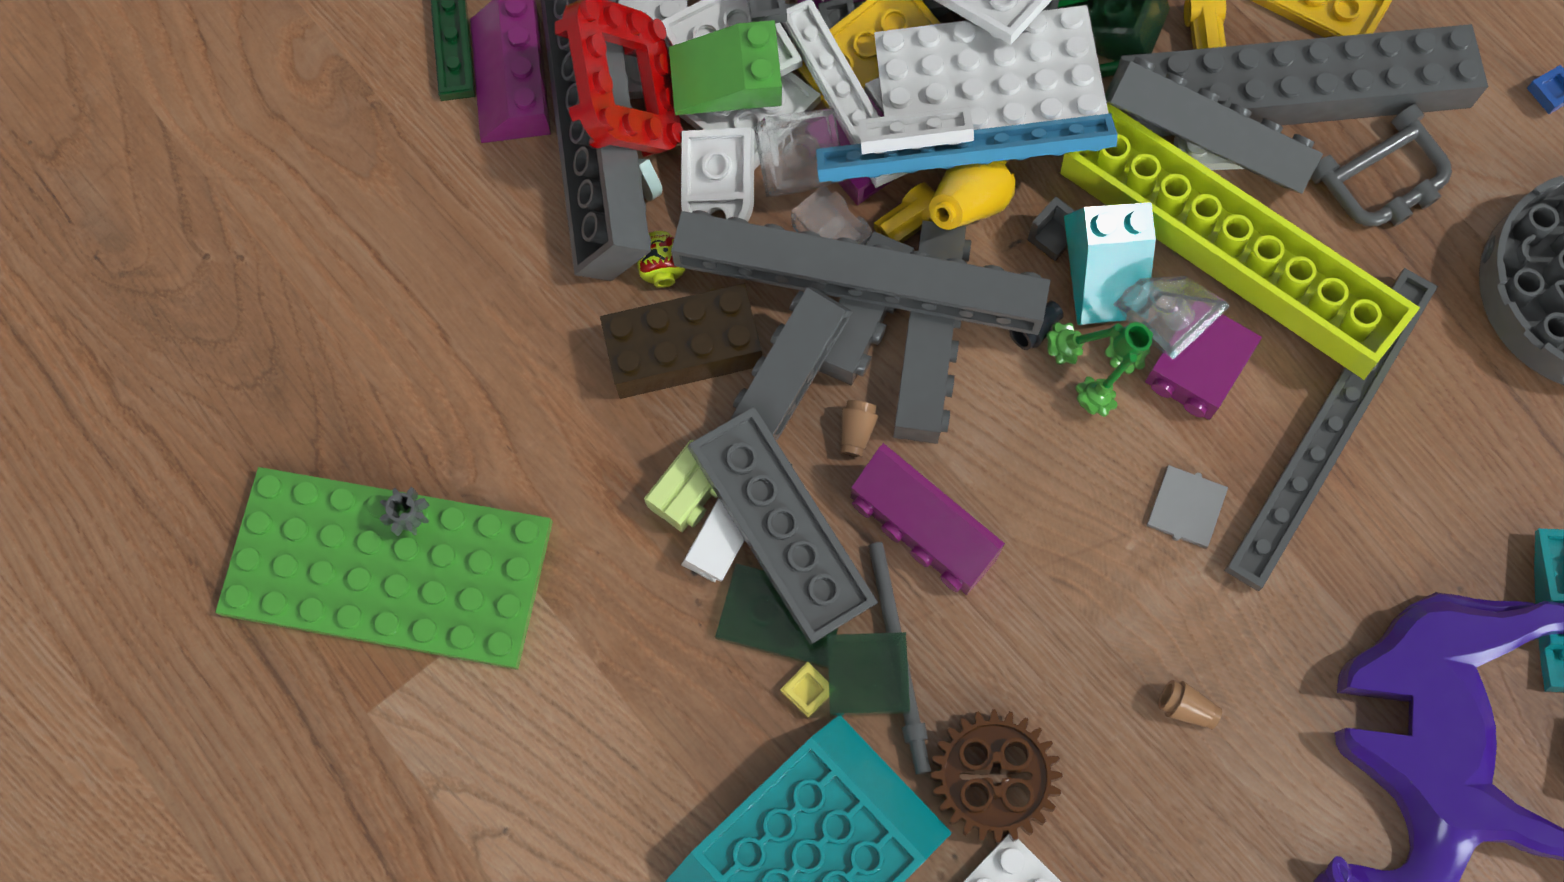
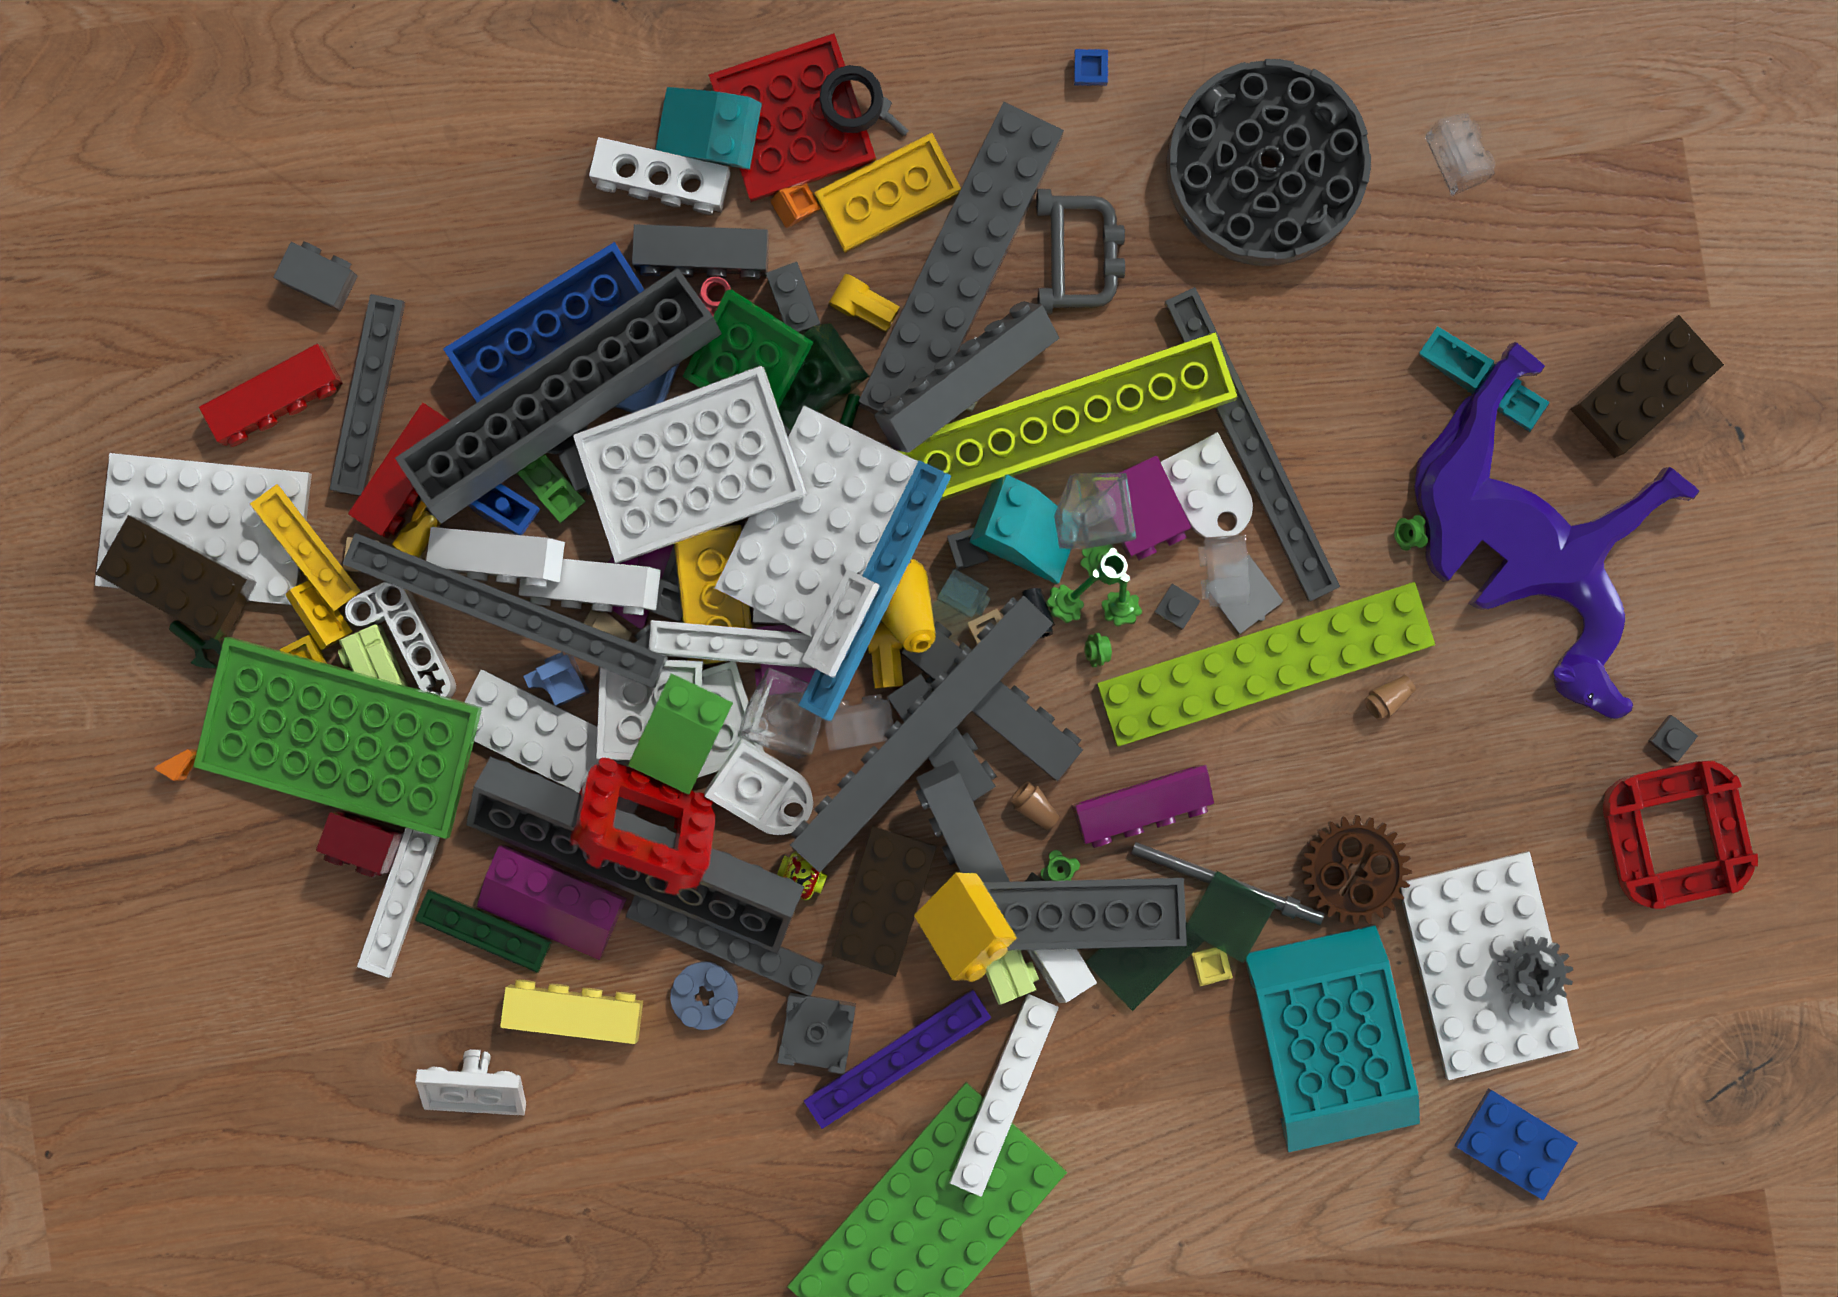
camera: 65 degrees left, 15 degrees up
(298, 91) = (471, 1088): none -> white plate
(405, 521) = (900, 1203): dark grey gear -> none
(417, 141) = (572, 1013): none -> light yellow brick
(496, 223) = (714, 979): none -> sand blue plate
(520, 355) = (817, 1032): none -> dark grey panel
(538, 442) = (897, 1058): none -> dark purple plate
(557, 557) = (1003, 1095): none -> white plate
(565, 289) = (785, 967): none -> dark grey plate
(650, 182) = (728, 844): light aqua tile -> none
(700, 410) = (965, 927): none -> yellow brick
(819, 480) = (1057, 859): none -> bright green plate
(1012, 246) = (964, 594): none -> clear light blue brick
(1042, 397) = (1098, 649): none -> bright green plate
(1132, 449) = (1177, 606): none -> dark grey plate
(1141, 570) = (1265, 664): none -> lime plate
(1199, 470) = (1225, 570): none -> clear brick
(1264, 410) = (1208, 486): none -> white plate
(1362, 627) = (1404, 536): none -> bright green plate

